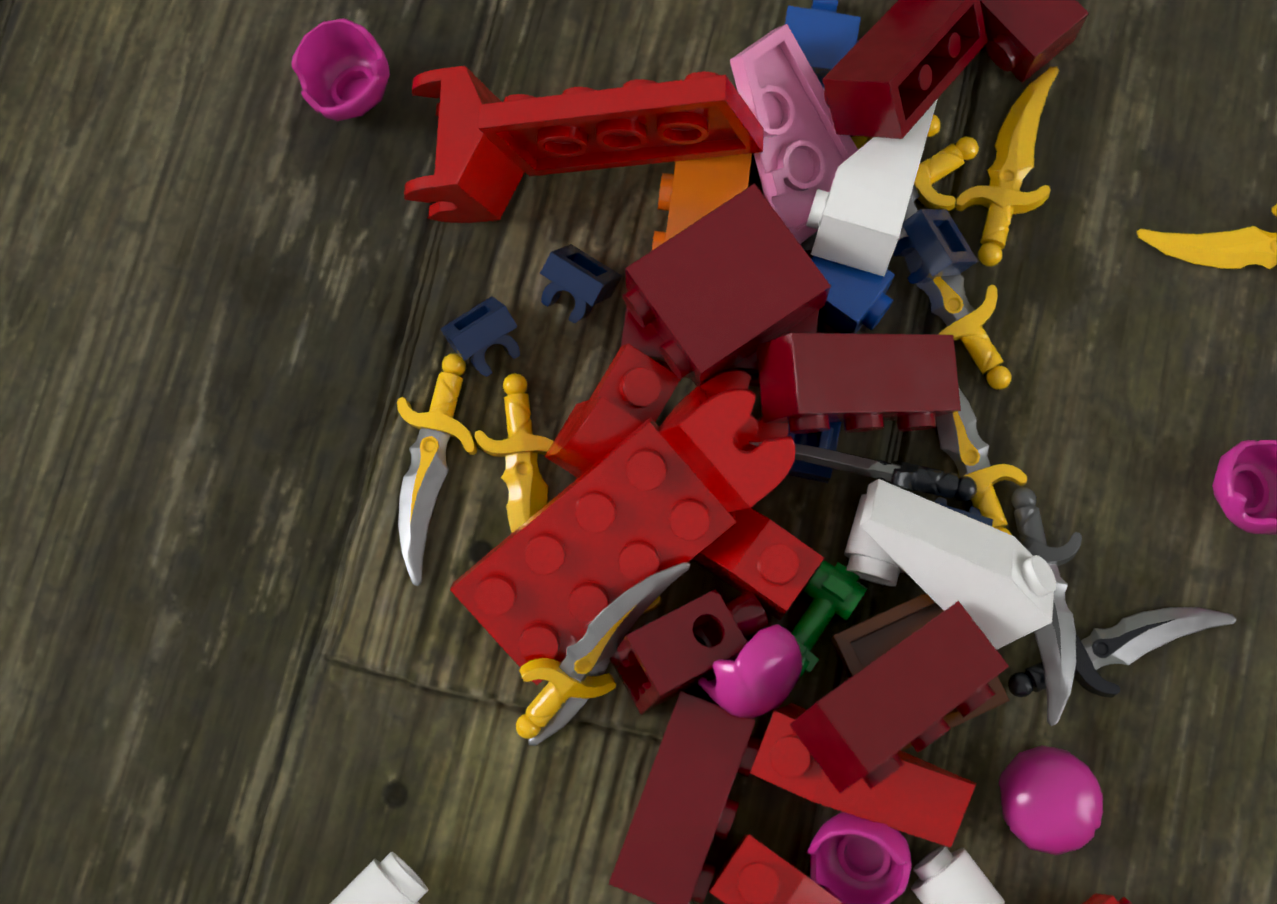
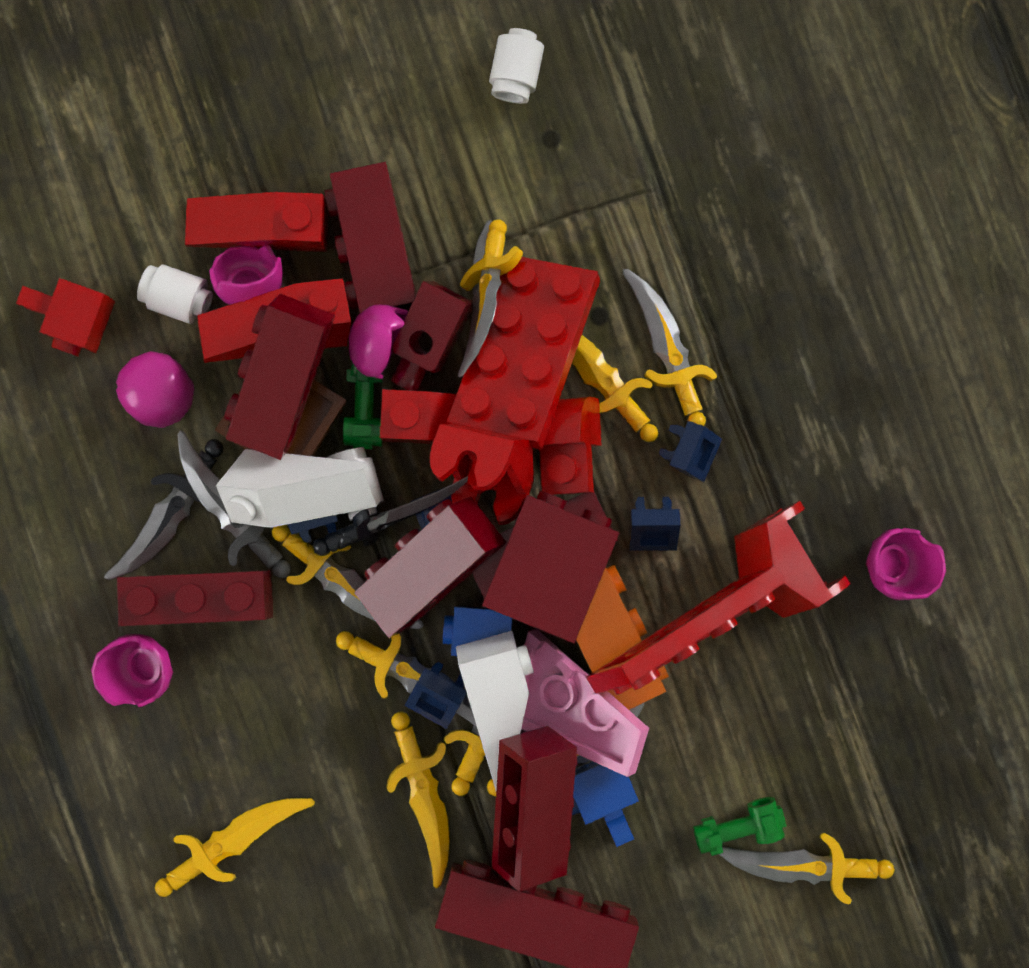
camera: 145 degrees right, 10 degrees up
(1147, 523) = (194, 598): none -> dark red brick

